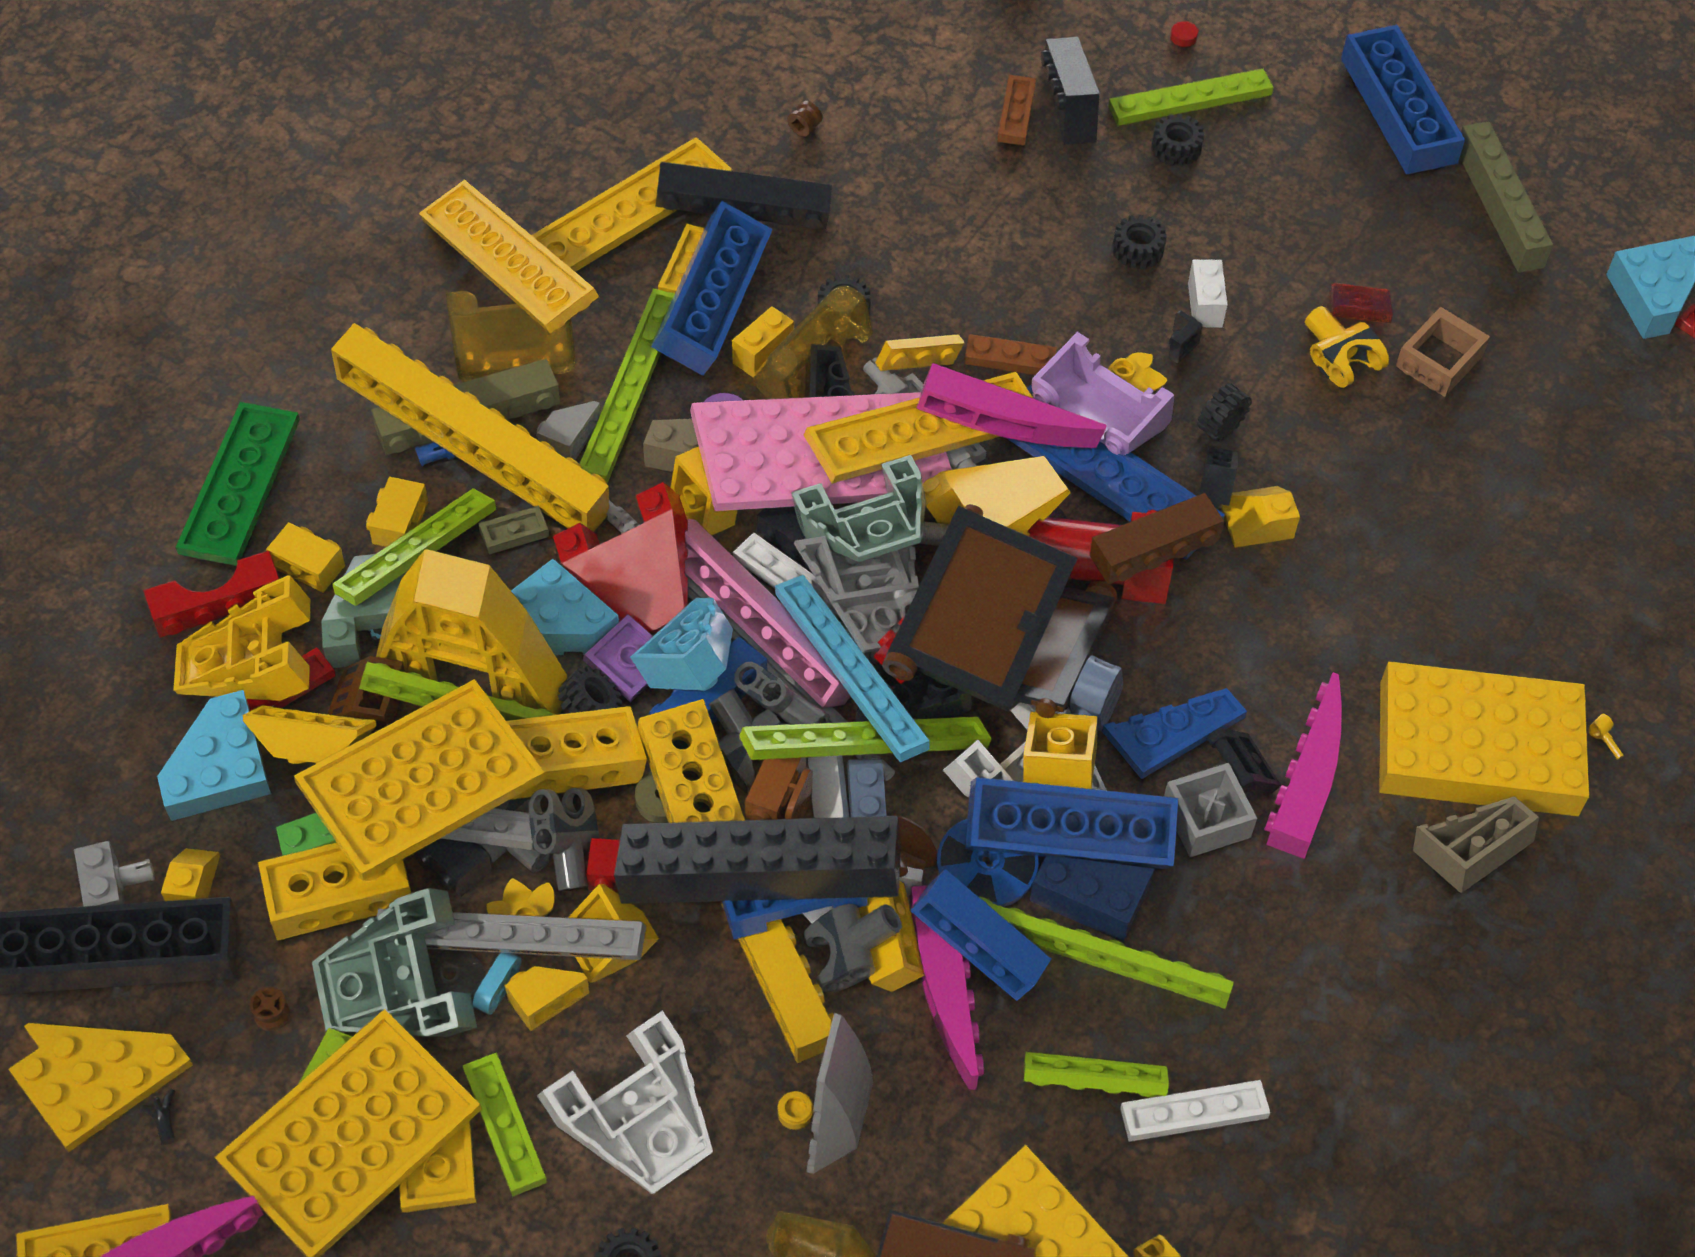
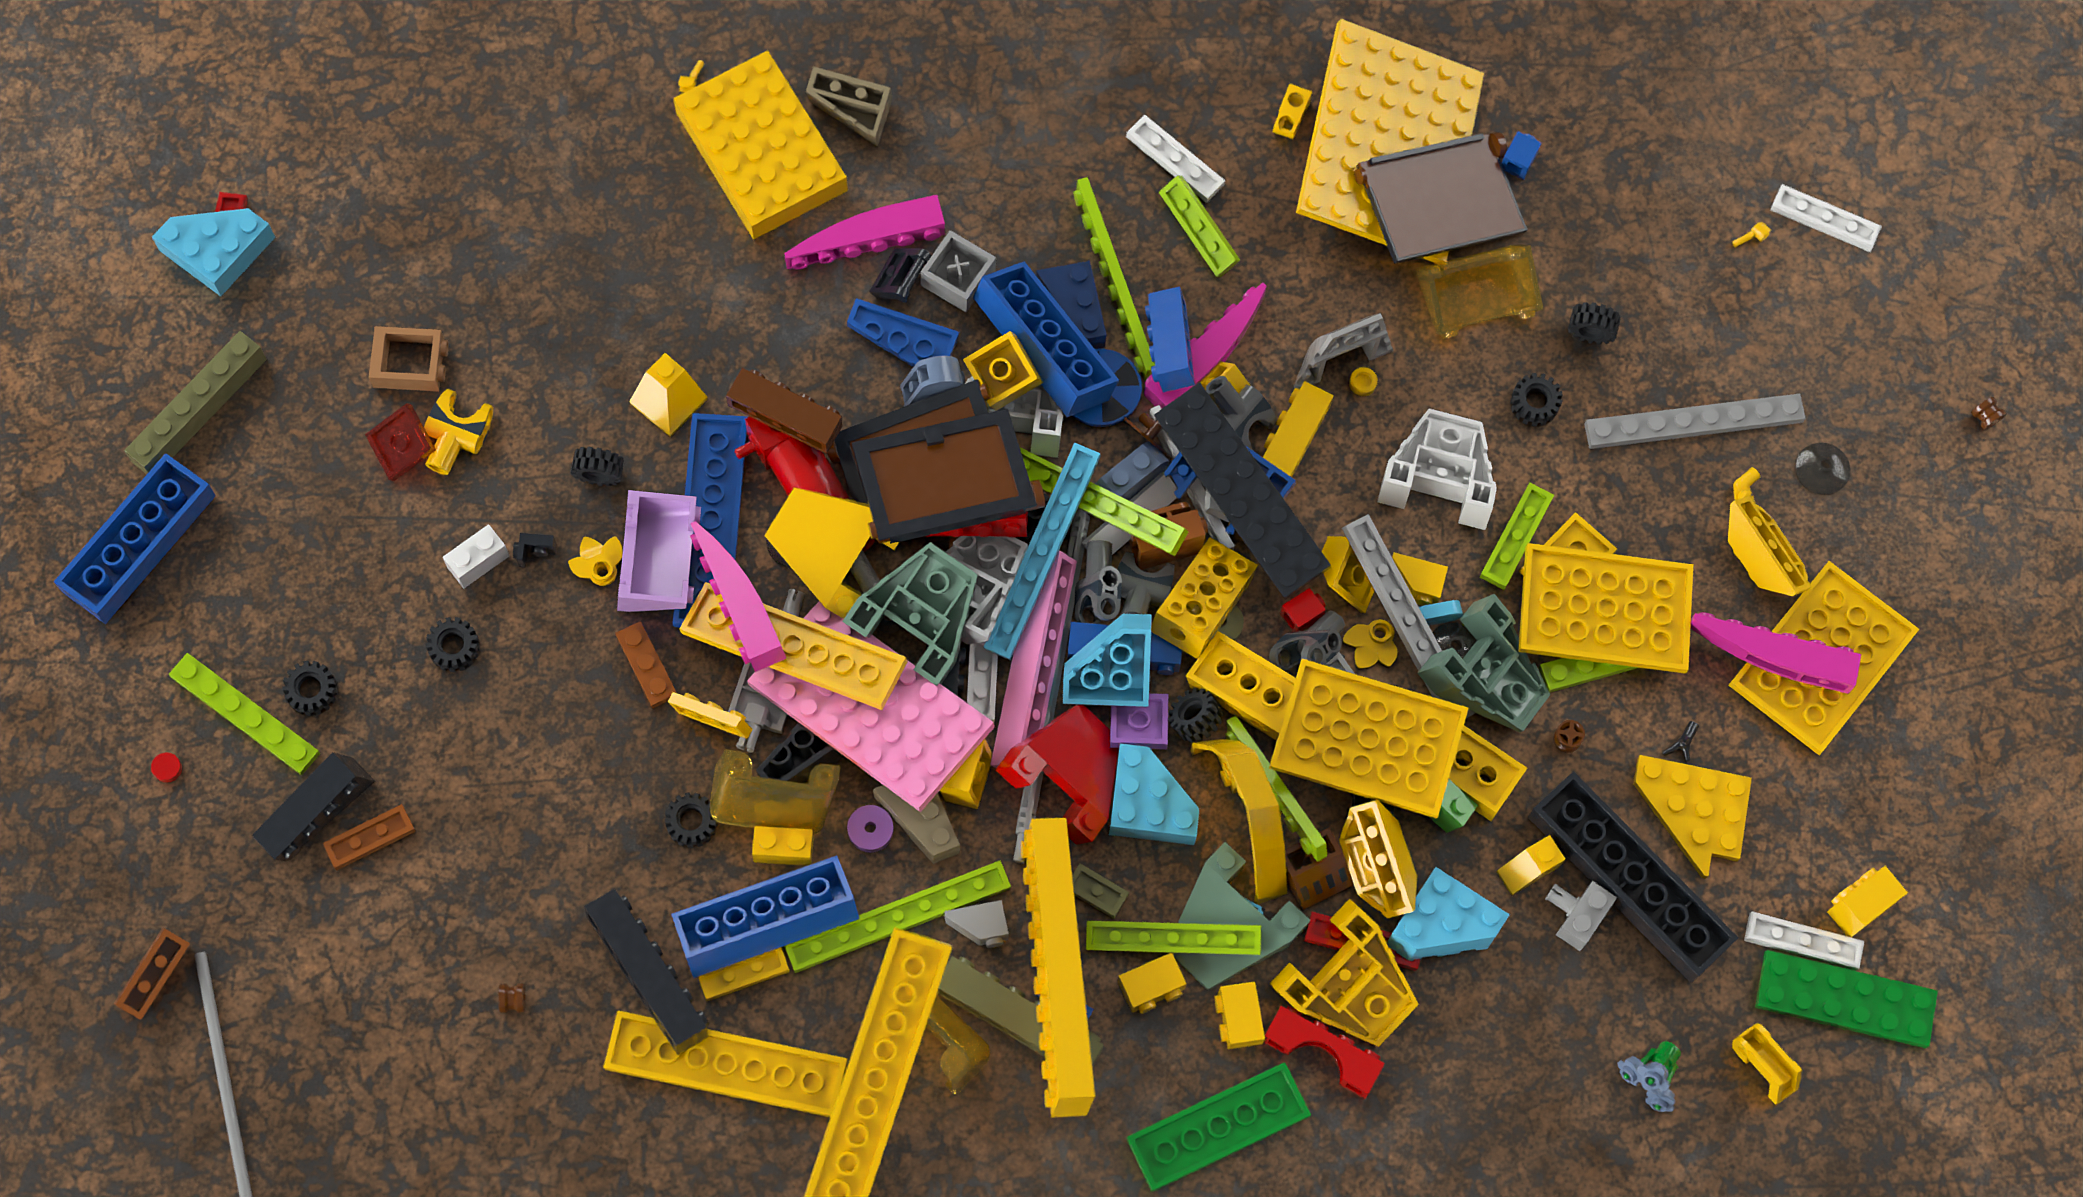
camera: 130 degrees left, 15 degrees up
(1219, 475) = (659, 435): black slope -> none

